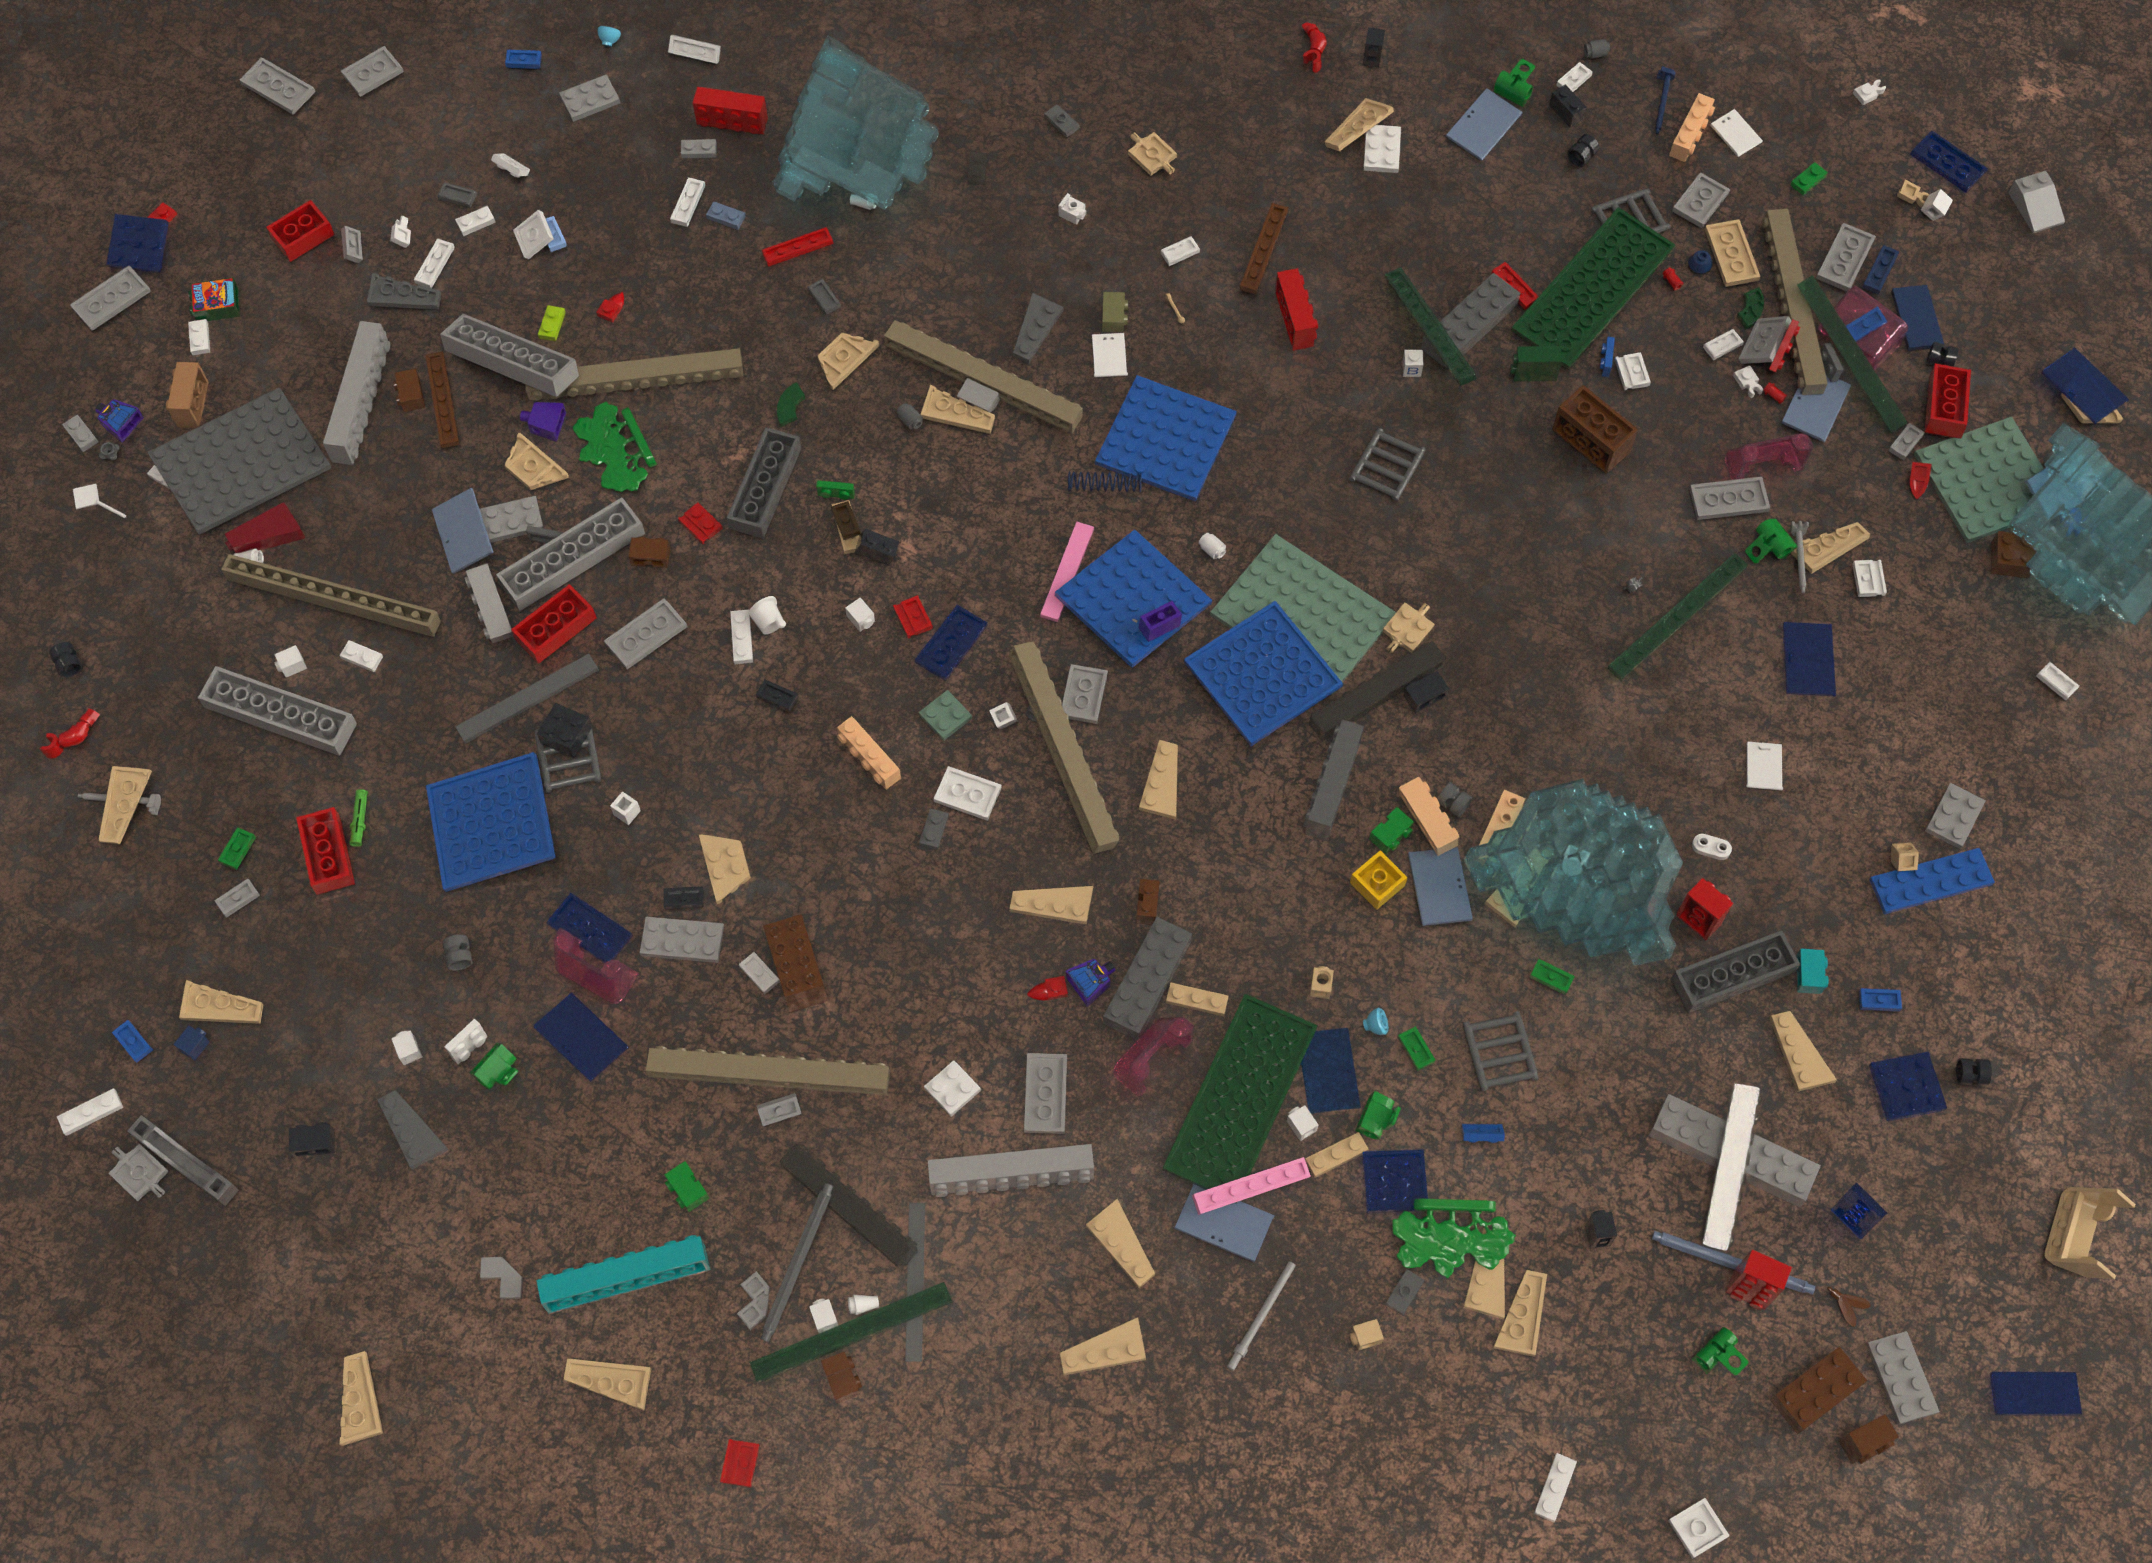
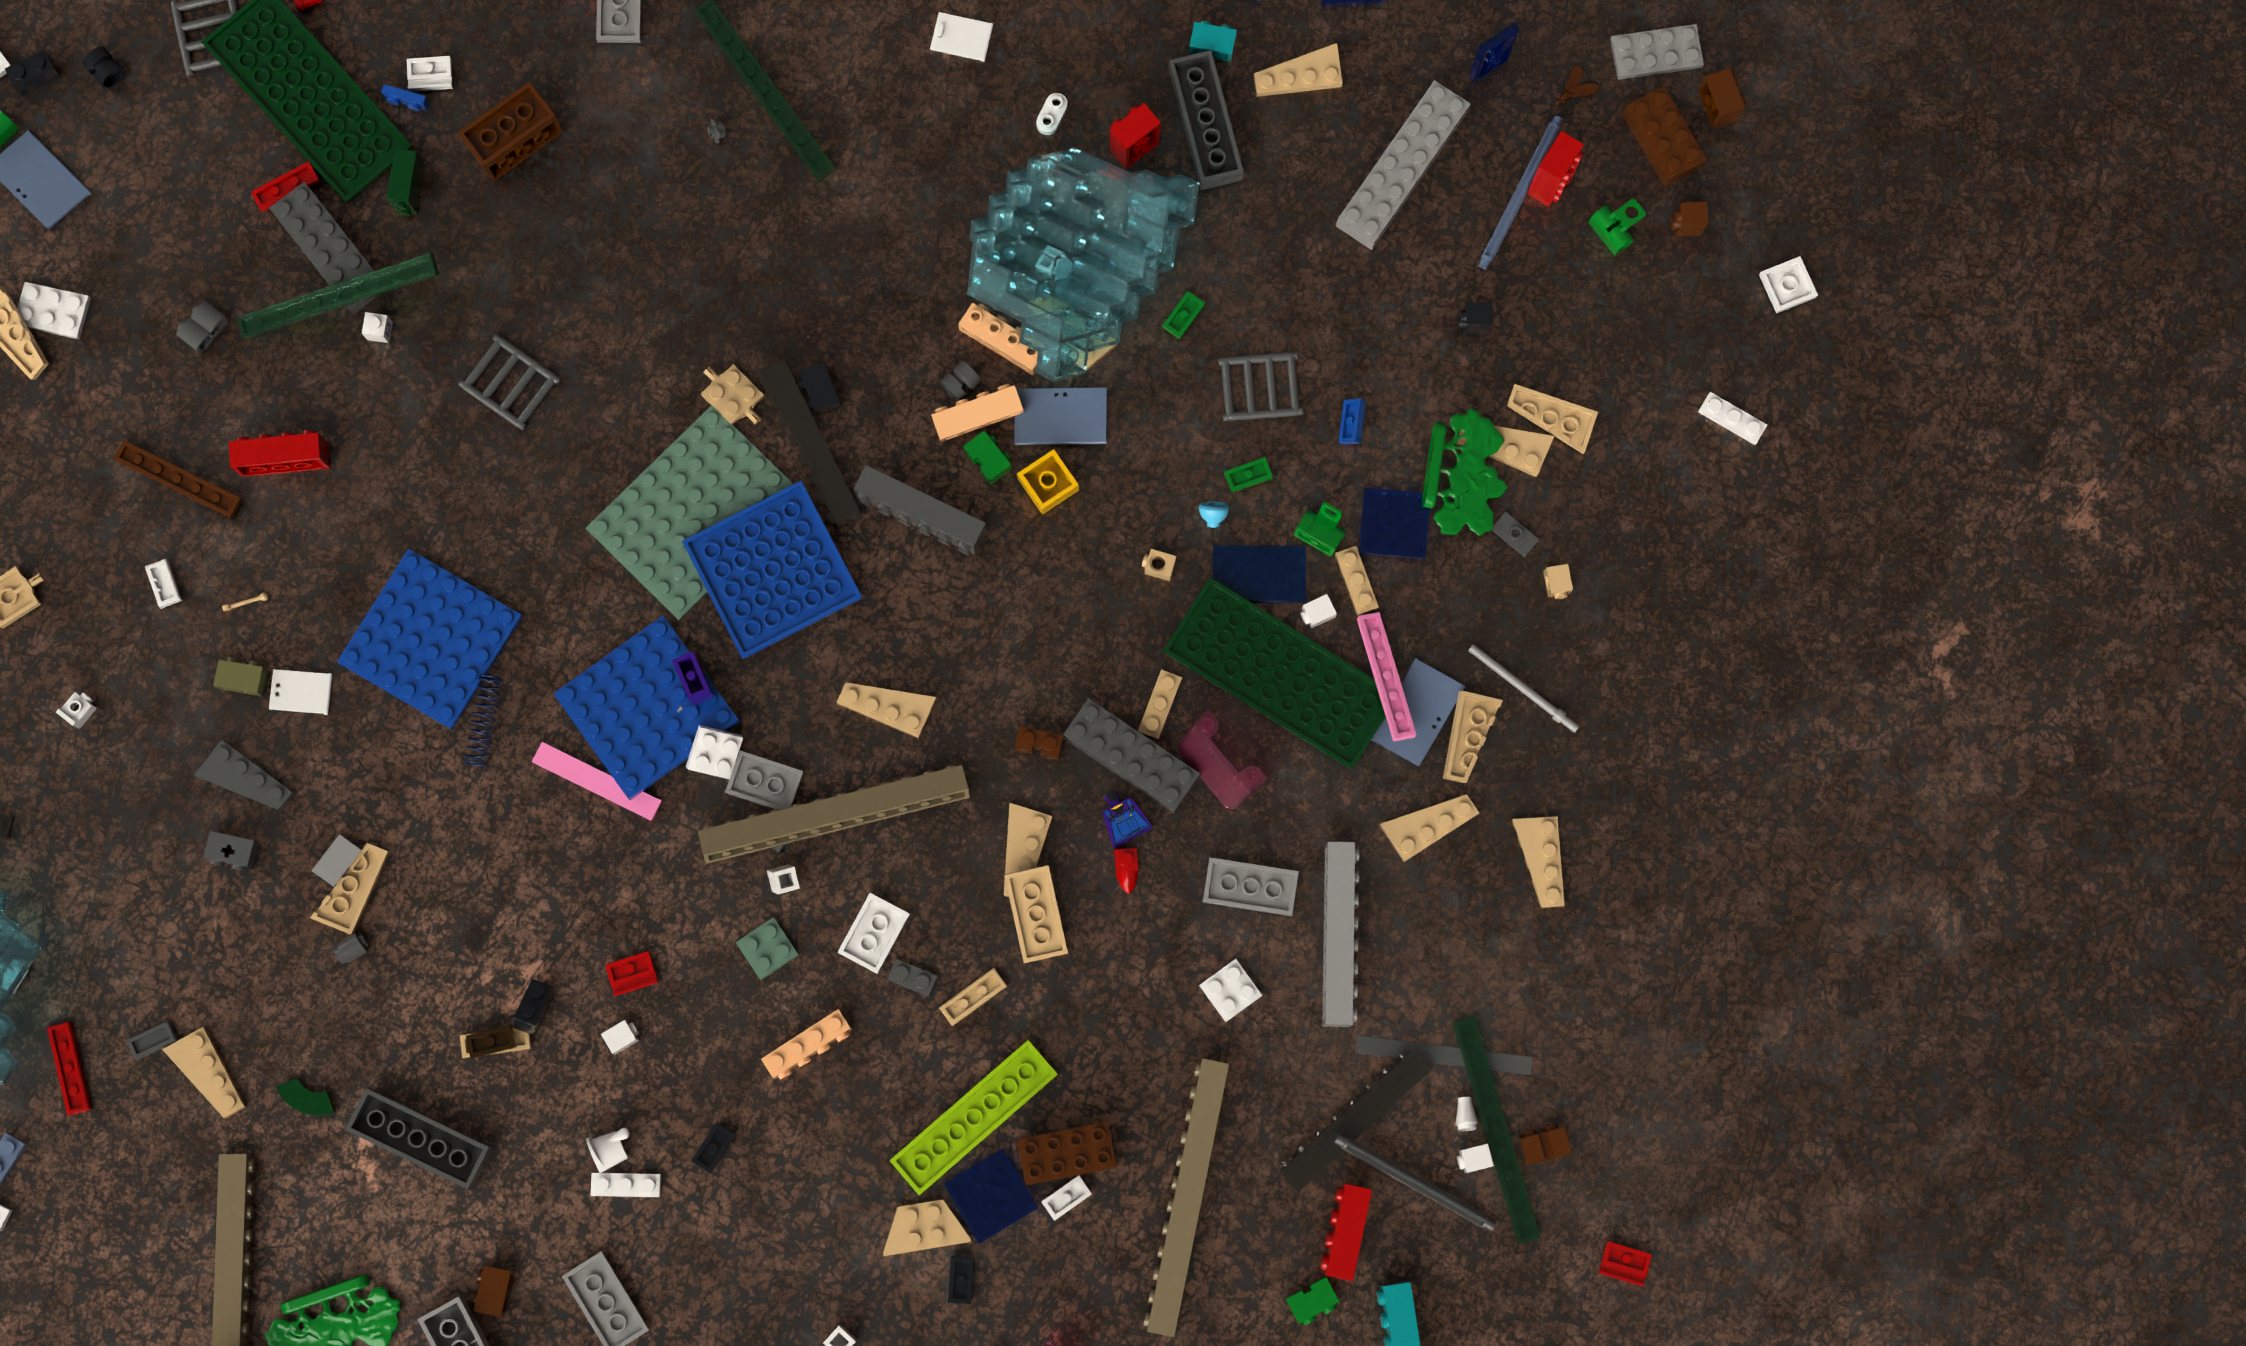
camera: 85 degrees left, 15 degrees up
(610, 308) = (119, 1318): red plate -> none
(682, 939) = (1011, 1286): light grey plate -> none
(700, 523) = (459, 1224): red plate -> none
(747, 1205) = (1346, 1232): none -> red brick
(751, 909) = (991, 1196): none -> clear blue plate
(757, 1309) = (1457, 1231): light grey tile -> none
(778, 1109) = (1234, 1188): light grey plate -> none
(804, 335) = (205, 1069): none -> tan wing
(821, 891) = (973, 1117): none -> lime plate
(835, 489) = (440, 1060): green plate -> none
(844, 356) = (248, 1022): tan wing -> none
(923, 879) = (973, 997): none -> tan tile
(951, 642) = (671, 931): clear blue tile -> none
(962, 366) = (301, 857): dark tan brick -> none
(977, 325) = (220, 843): none -> dark grey brick
(999, 916) = (1036, 913): none -> tan plate
(1103, 649) = (714, 752): none -> white plate
(1212, 546) = (591, 604): white brick -> none
(1214, 1269) = (1470, 725): none -> tan wing
(1388, 246) = (201, 326): none -> dark grey brick
(1731, 1165) = (1429, 170): clear smoke brick -> none
(1741, 1420) = (1690, 219): none -> reddish brown brick

